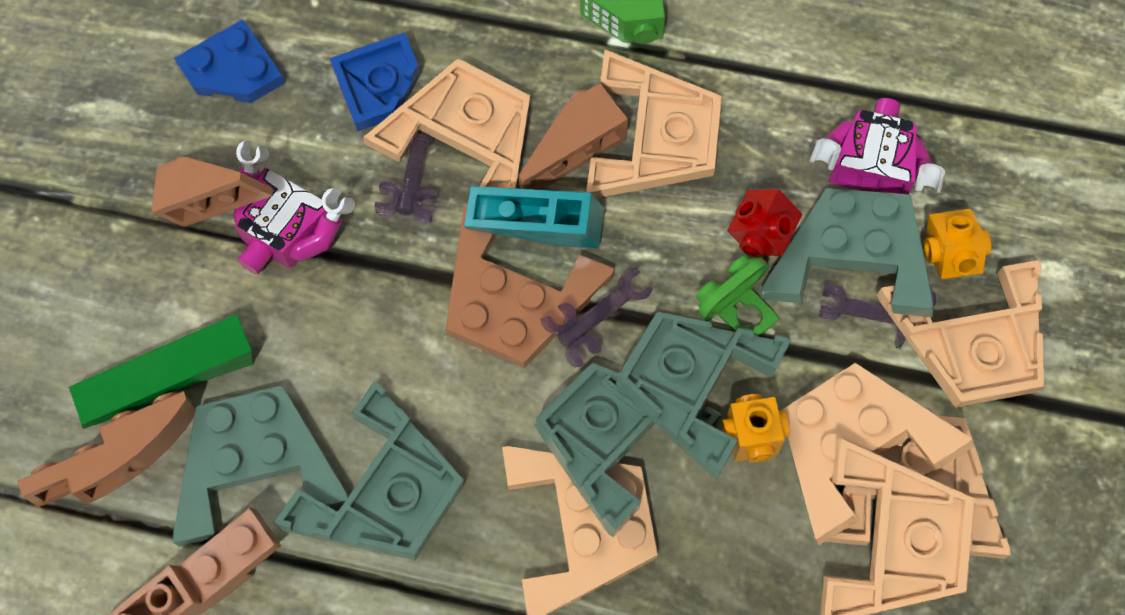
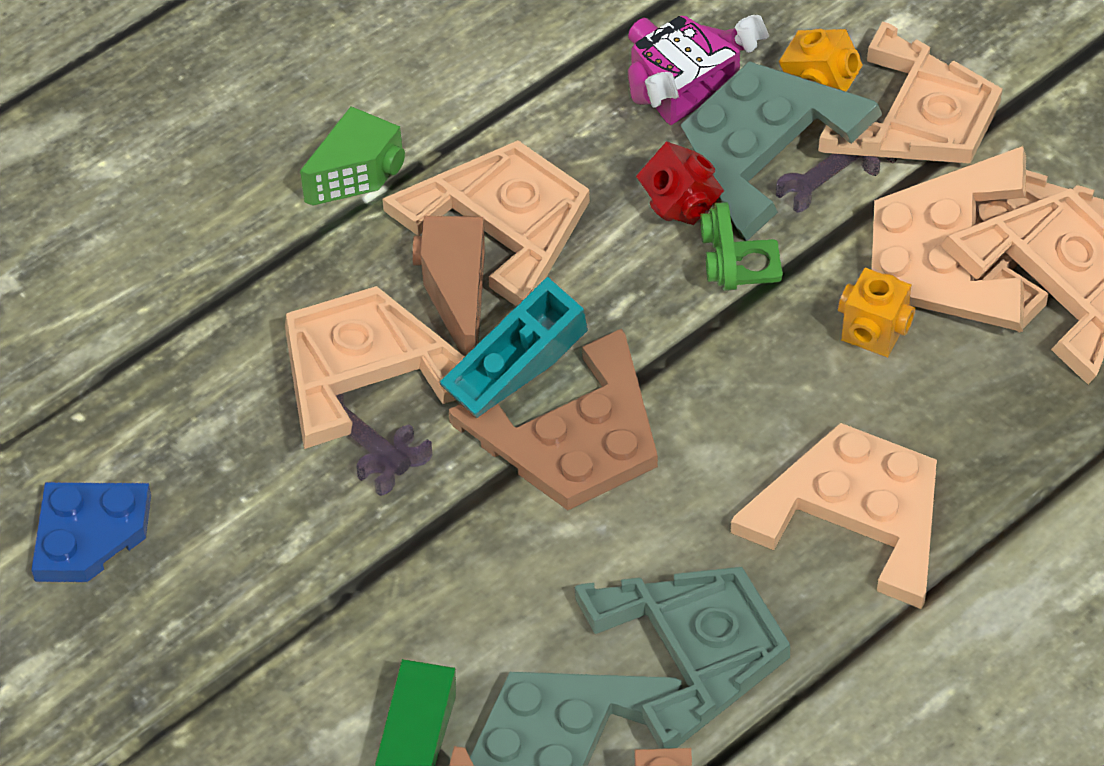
camera: 55 degrees left, 15 degrees down
(197, 190) = (232, 609): nougat slope -> none
(290, 222) = (323, 567): torso -> none
(376, 79) = (232, 406): blue plate -> none
(572, 331) = (655, 391): clear purple bar -> none
(591, 432) = (777, 428): sand green wing -> none
(677, 370) = (777, 337): sand green wing -> none

